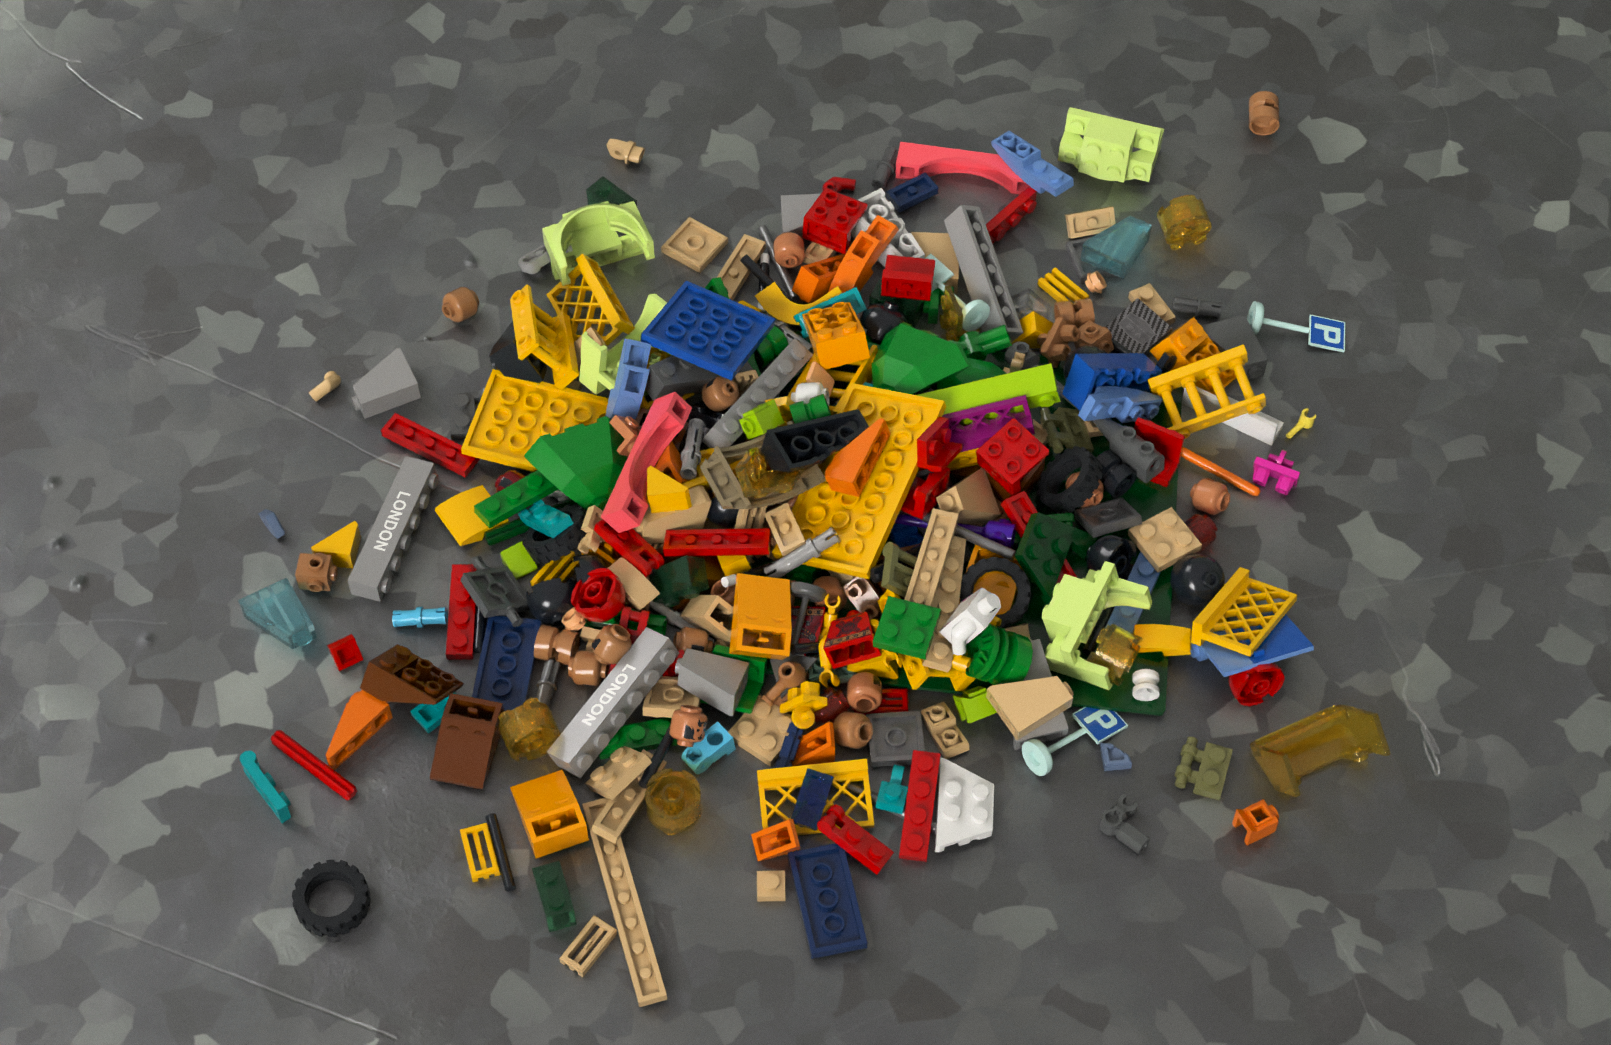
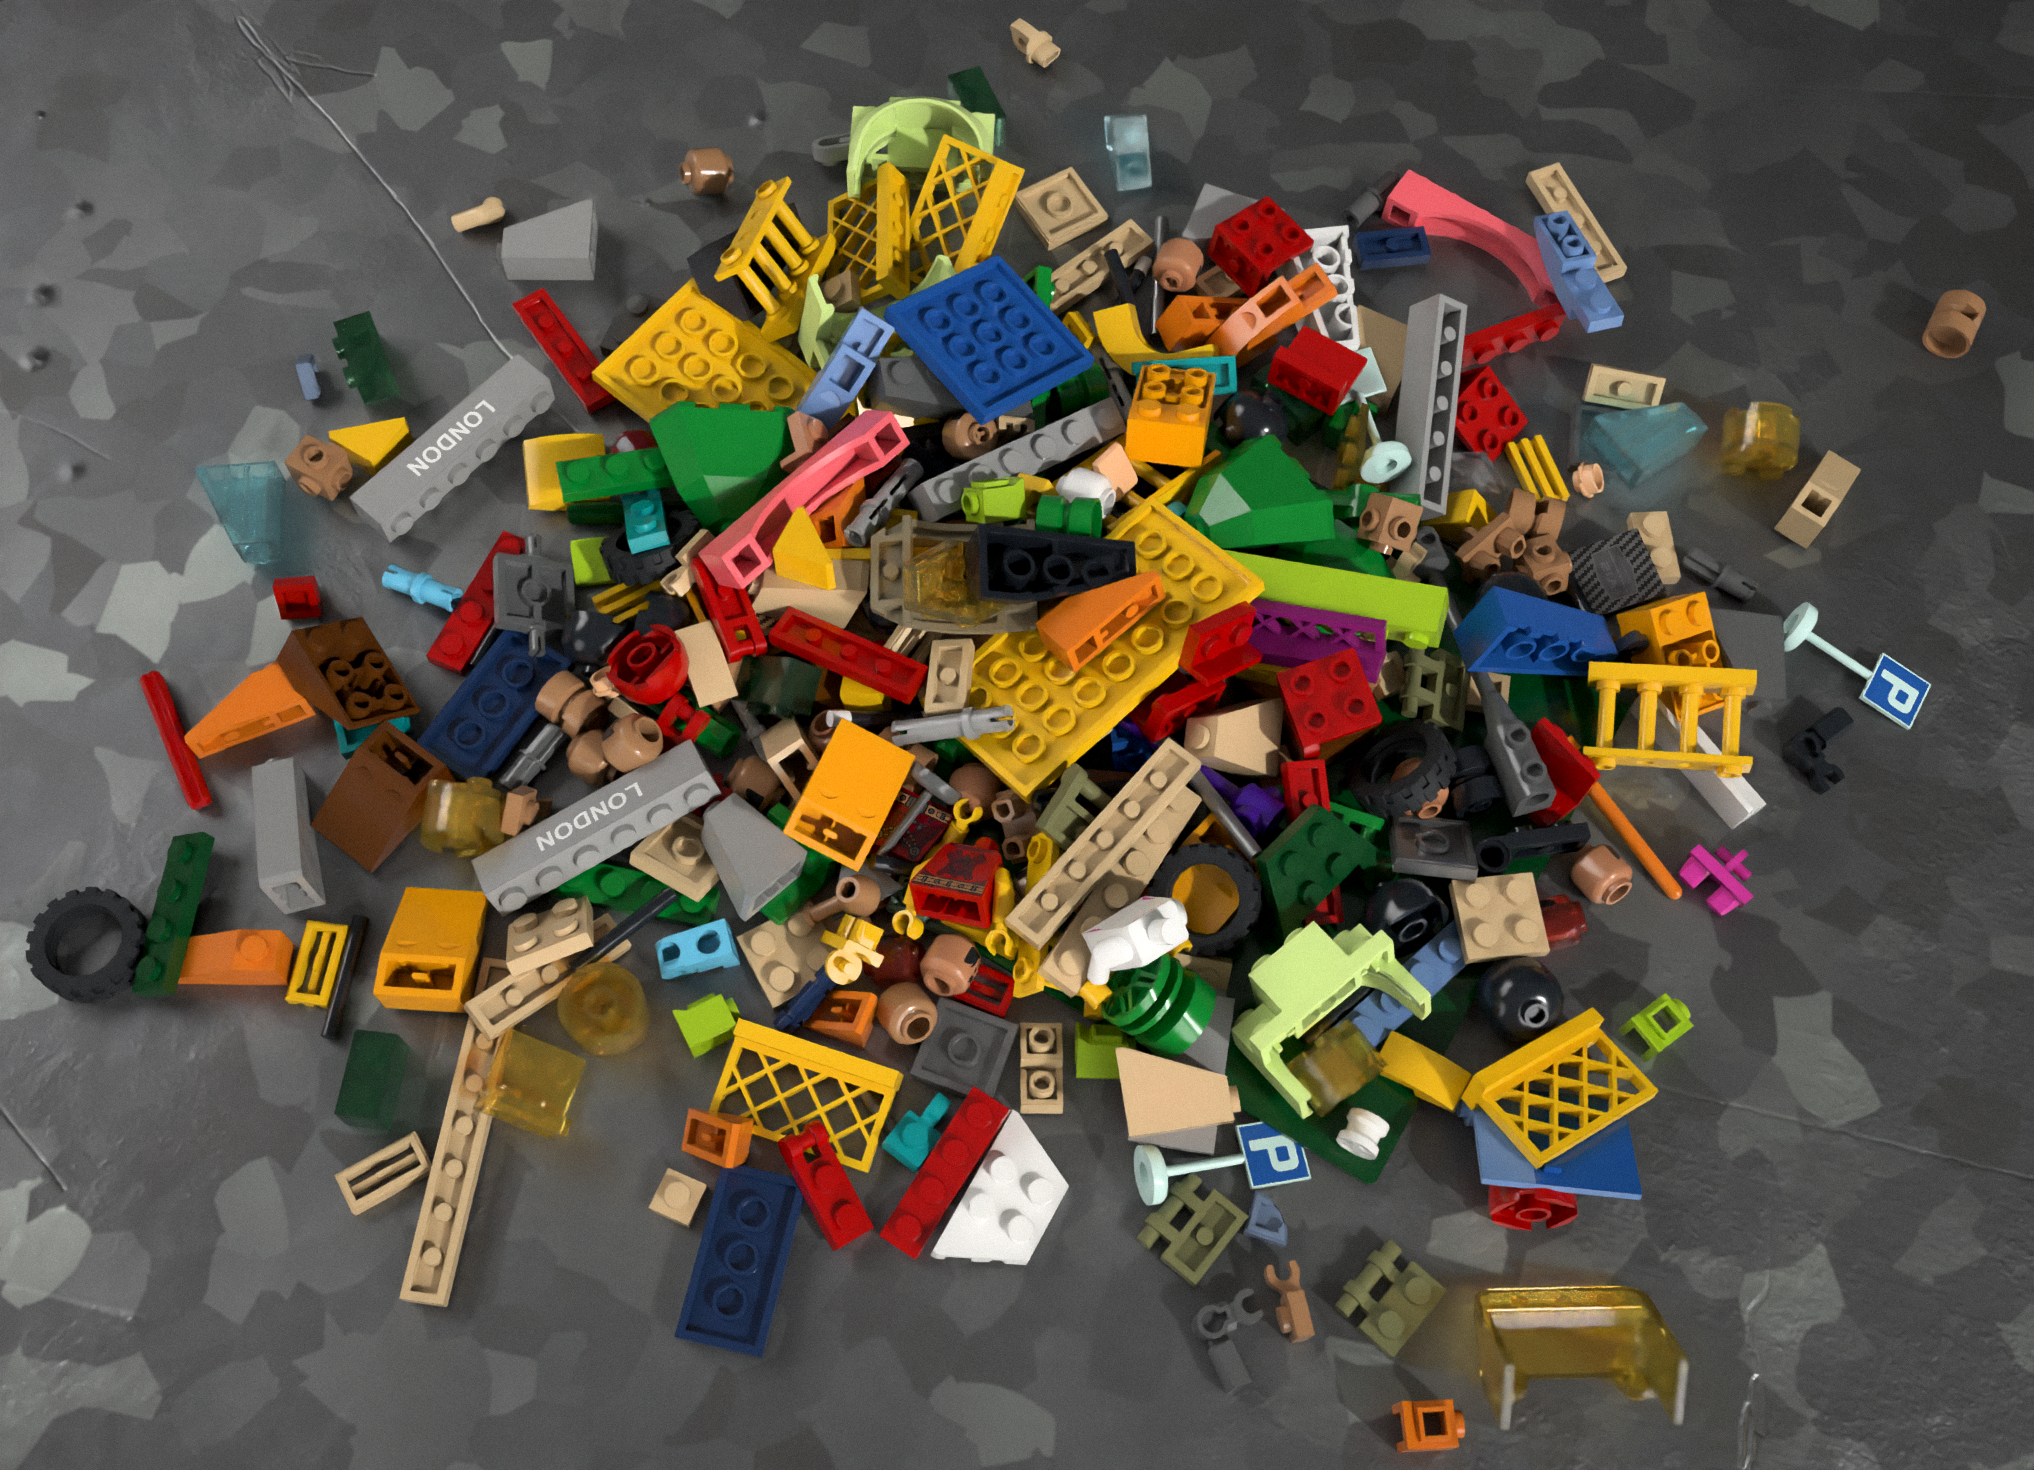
camera: 20 degrees right, 10 degrees up
(265, 786) = (92, 743): teal plate -> none
(305, 497) = (366, 358): none -> clear green brick
(375, 859) = (173, 915): none -> dark green plate
(422, 786) = (284, 836): none -> light grey slope
(423, 869) = (239, 958): none -> orange slope
(562, 711) = (523, 809): none -> medium nougat plate
(653, 860) = (531, 1085): none -> clear yellow bracket
(661, 266) = (985, 223): none -> yellow fence
(688, 725) = (674, 910): nougat head -> none
(720, 193) = (1128, 150): none -> clear light blue slope
(736, 785) = (708, 1023): none -> lime window
(812, 799) = (792, 1097): clear blue plate -> none
(840, 183) = (1295, 197): red arm -> none
(907, 627) = (1035, 909): green plate -> none
(996, 346) = (1389, 523): none -> medium nougat brick
(997, 124) = (1558, 194): none -> tan plate
(1018, 266) = (1486, 413): none -> red bracket
(1083, 779) = (1202, 1237): none -> olive plate
(1109, 145) = (1700, 285): yellowish green piece -> none
(1121, 403) = (1530, 680): medium blue slope -> none
(1153, 792) = (1293, 1313): none -> medium nougat plate
(1164, 493) = (1527, 842): none -> black plate
(1233, 243) = (1818, 499): none -> tan slope
(1282, 561) = (1659, 1024): none -> lime window
(1291, 383) = (1806, 747): none -> black bar
(1303, 422) = (1796, 814): light yellow hand -> none

